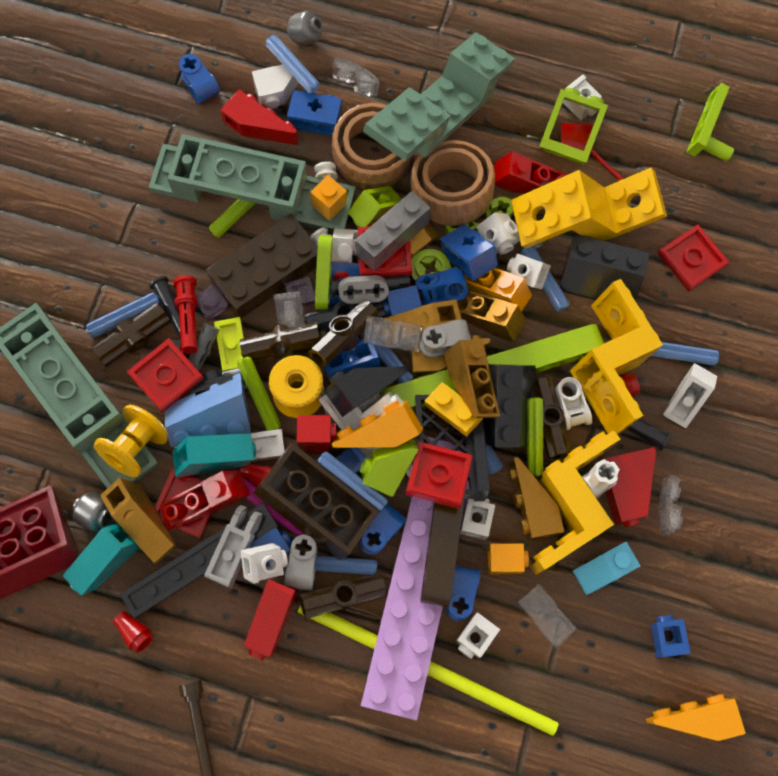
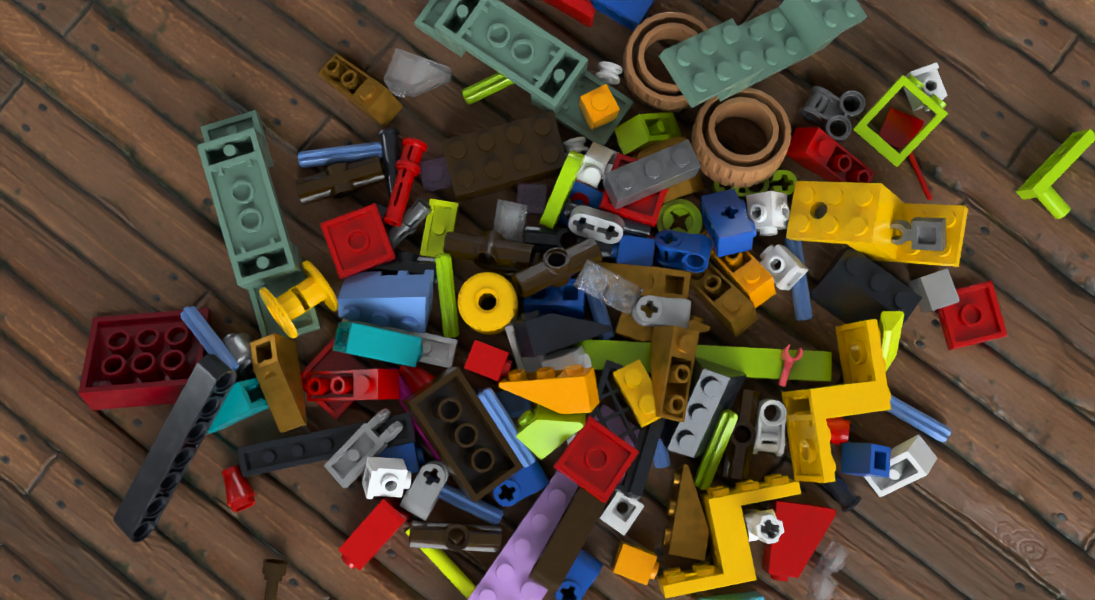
camera: 25 degrees right, 10 degrees up
(63, 506) = (207, 336): none -> medium blue axle
(63, 612) = (175, 447): none -> black beam
(123, 255) = (361, 90): none -> pearl gold slope
(164, 227) = (414, 74): none -> clear slope
(517, 139) = (831, 111): none -> flat silver piece
(565, 341) = (788, 363): none -> coral hand
(629, 199) = (923, 232): none -> flat silver plate
(634, 282) = (890, 327): none -> neon yellow slope
(659, 245) = (936, 290): none -> light grey panel
(660, 399) = (865, 460): none -> blue brick

